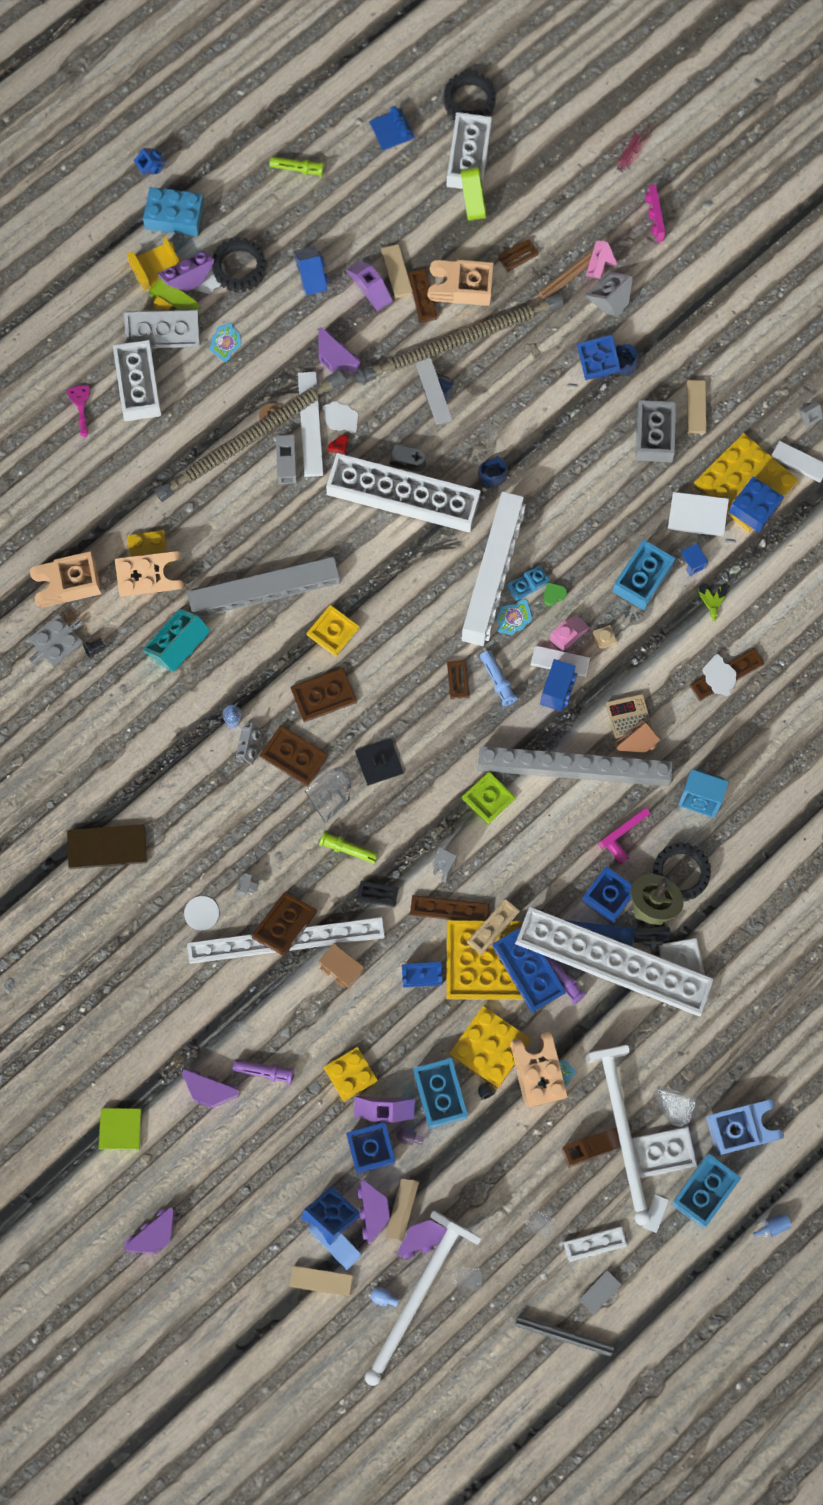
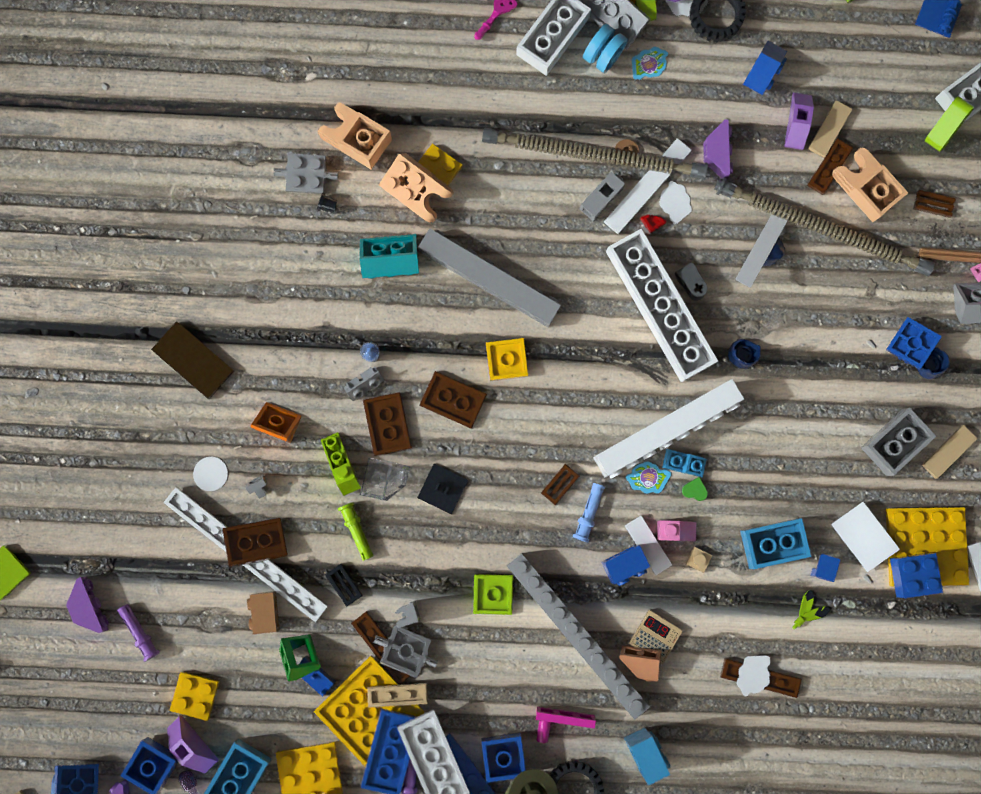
camera: 45 degrees right, 10 degrees up
(186, 357) = (605, 48): none -> medium azure wheel
(214, 830) = (276, 422): none -> orange slope
(290, 813) = (340, 464): none -> lime slope
(393, 976) = (288, 659): none -> green tile
(468, 892) = (405, 651): none -> light grey plate

